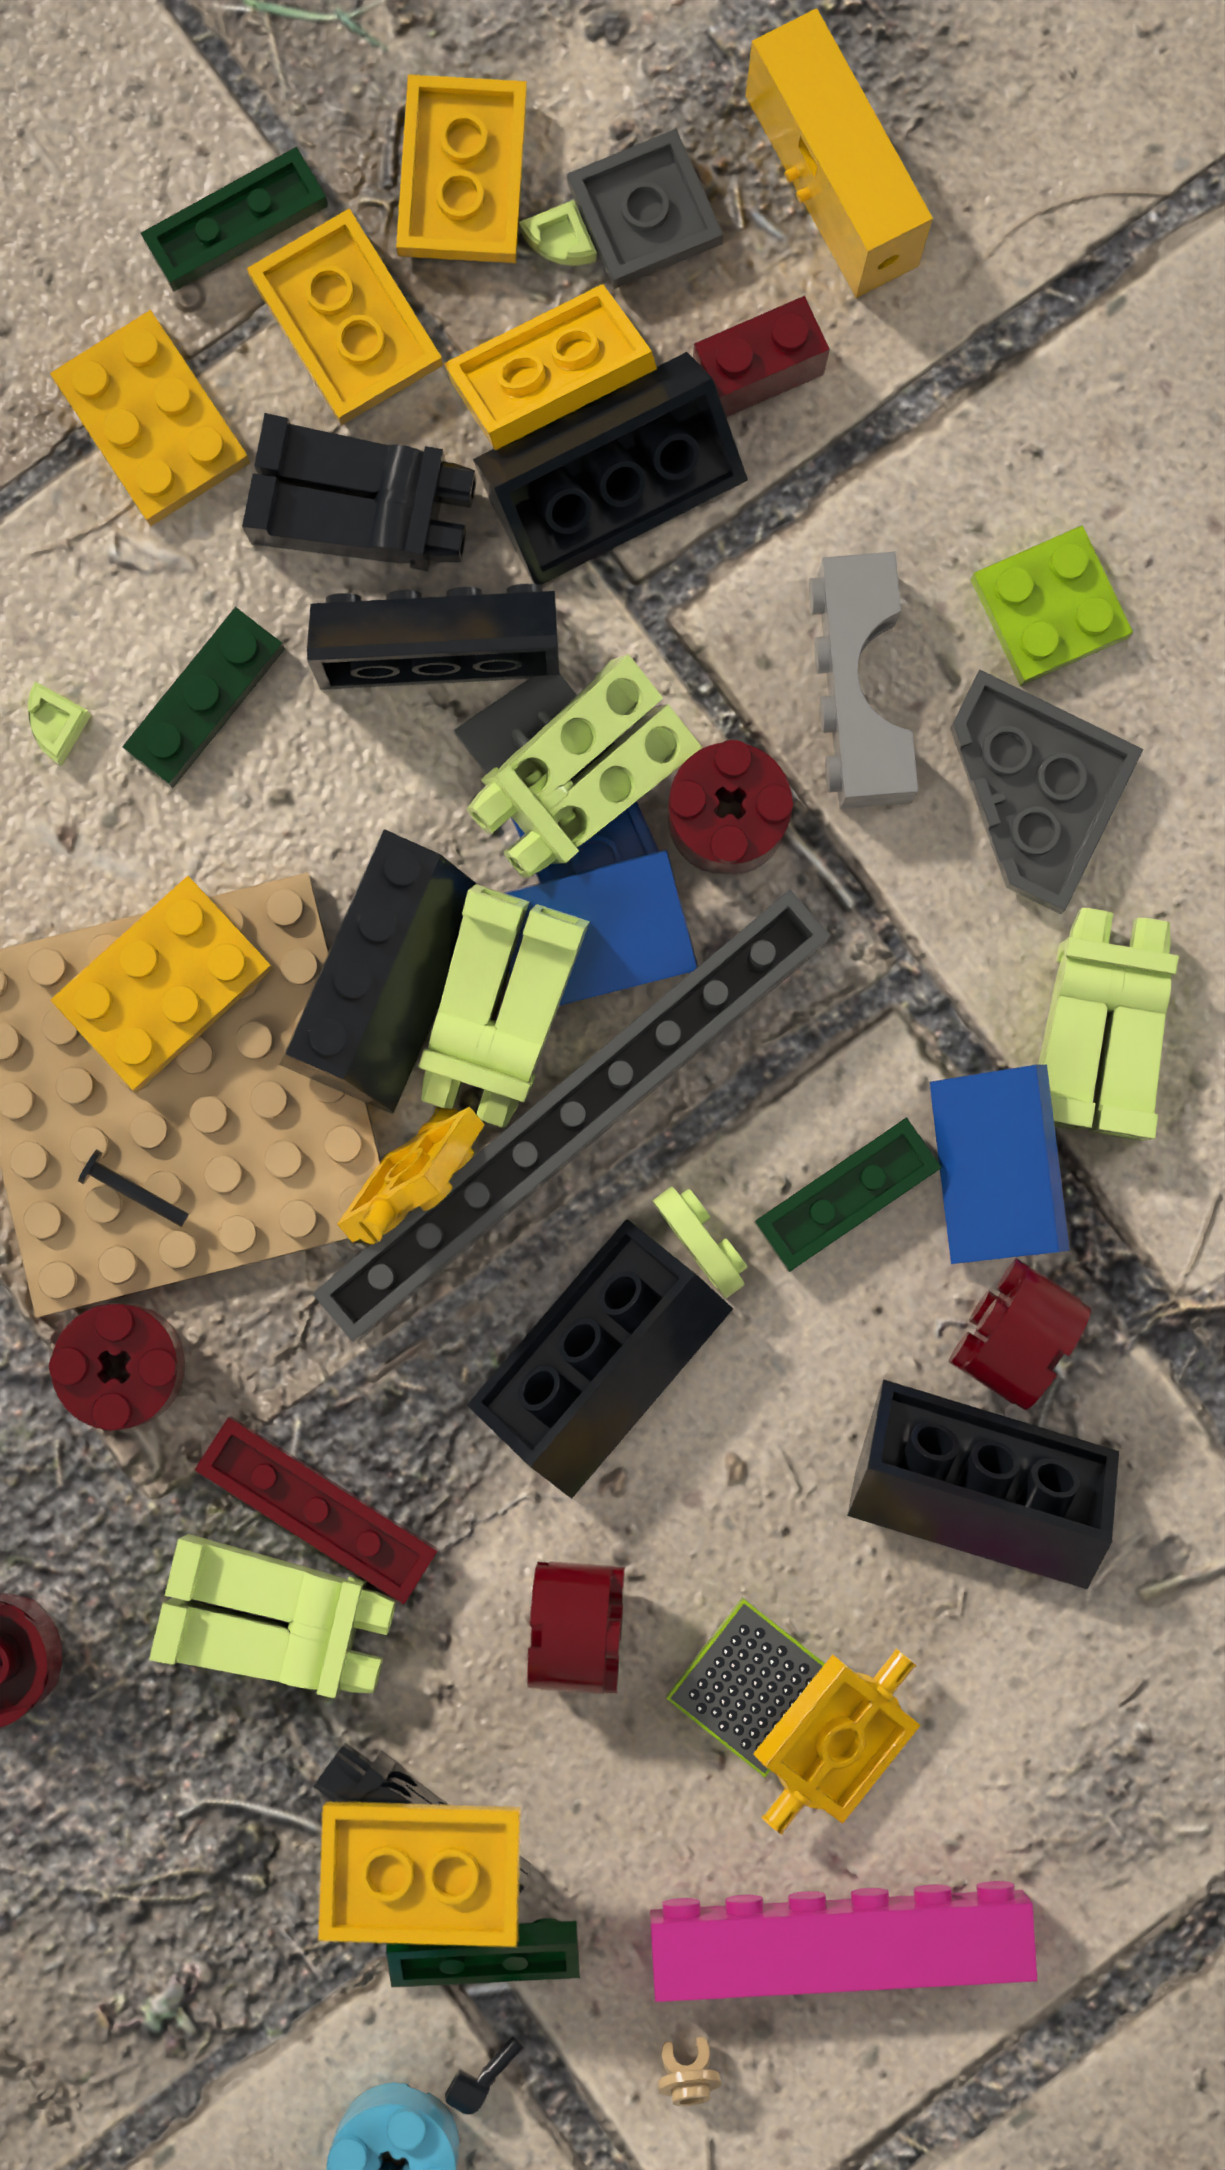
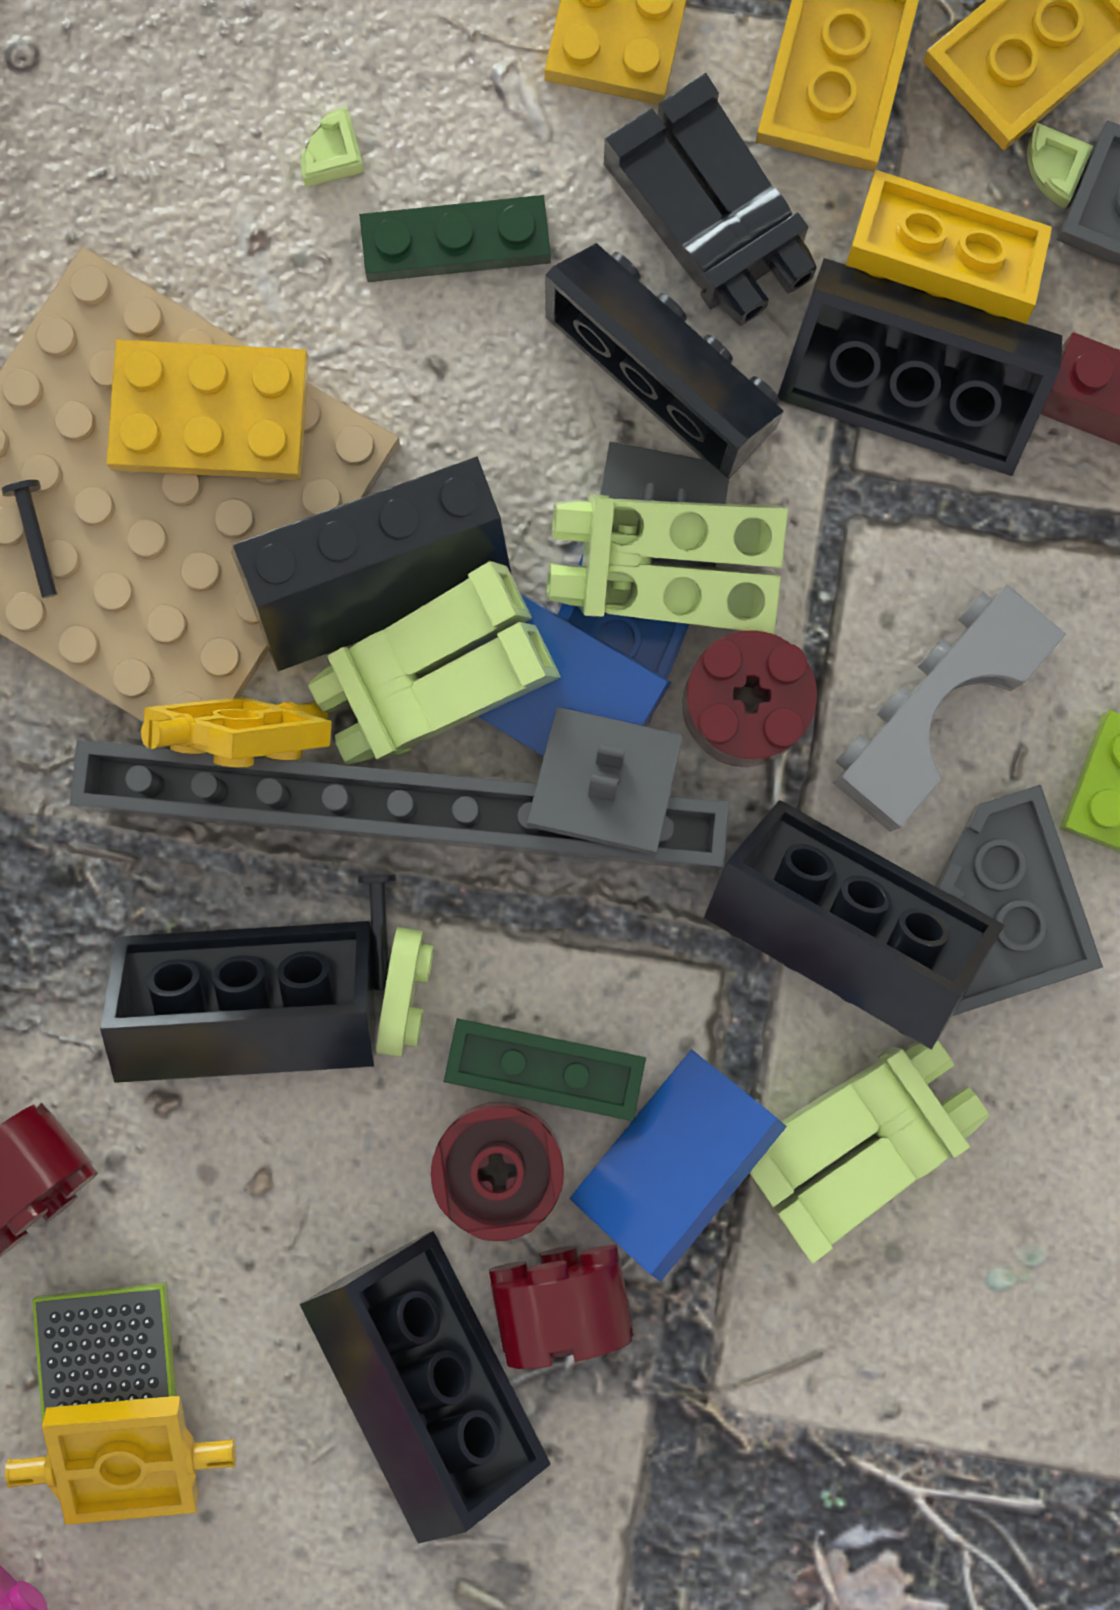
camera: 45 degrees right, 0 degrees up
(636, 1214) = (378, 926): none -> black pin
(694, 958) = (605, 781): none -> dark grey piece
(922, 1287) = (473, 1198): none -> dark red brick
(950, 886) = (853, 922): none -> black slope

